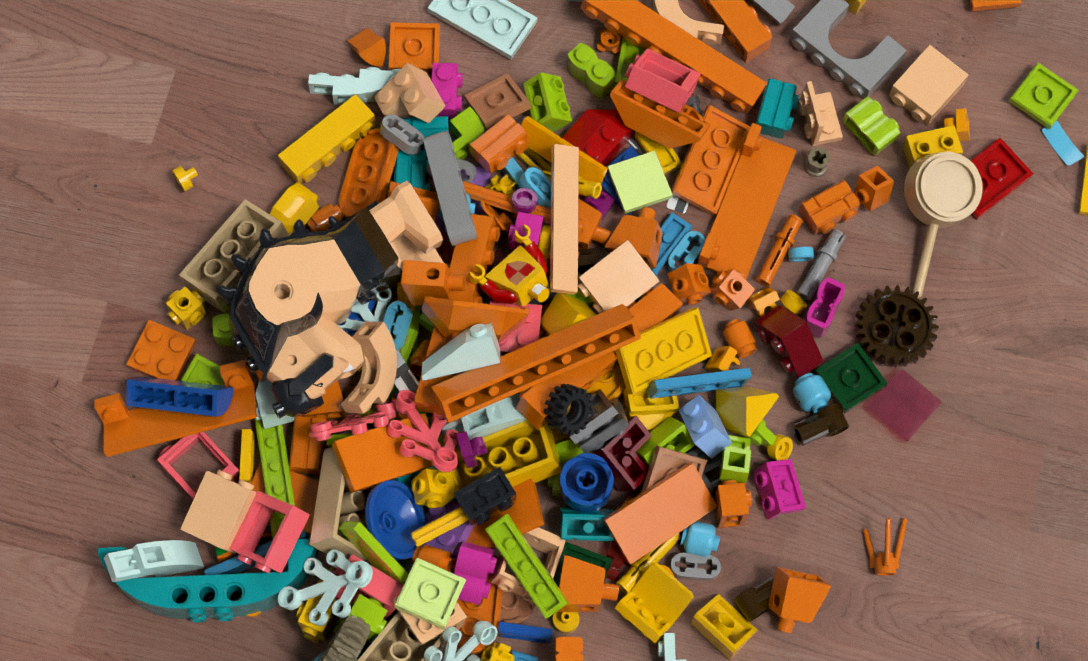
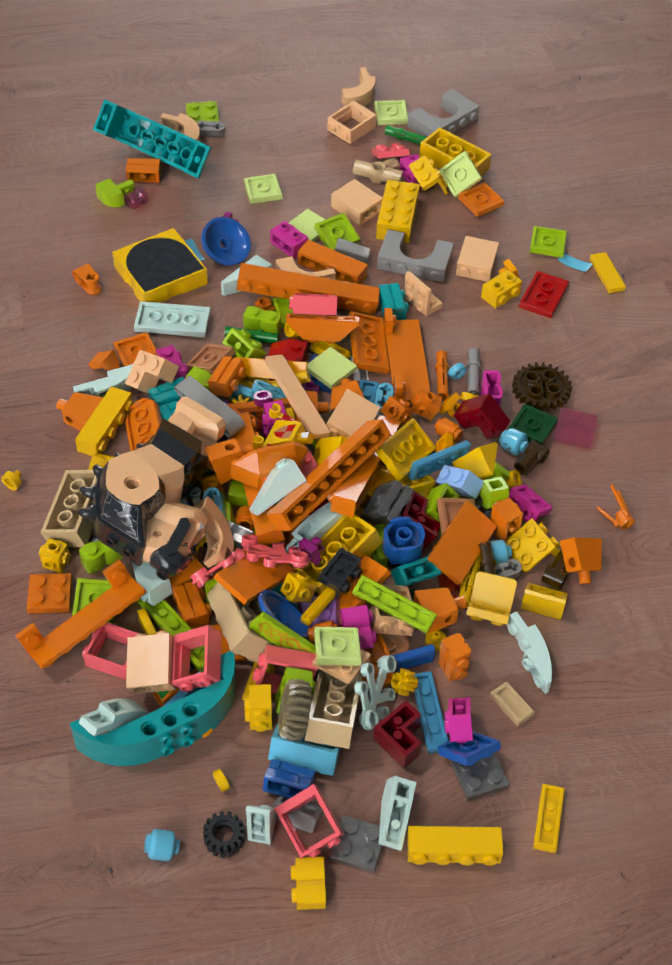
camera: 25 degrees left, 20 degrees down
(178, 396) = (78, 605): blue brick -> none
(304, 108) = (78, 409): none -> orange torso
(329, 587) = (262, 671): light aqua plant -> none
(401, 134) = (157, 394): light grey beam -> none
(574, 86) = (260, 335): none -> green pin
(579, 410) = (369, 490): black tyre -> none
(678, 549) = (487, 562): none -> dark brown pin
(750, 548) = (532, 544): none -> yellow bracket
(822, 156) = (436, 317): dark tan bush -> none
(829, 208) = (459, 340): orange brick -> none
(871, 125) = (456, 290): lime brick -> none
(873, 188) = (480, 319): orange brick -> none
(940, 193) = (525, 304): tan piece -> none

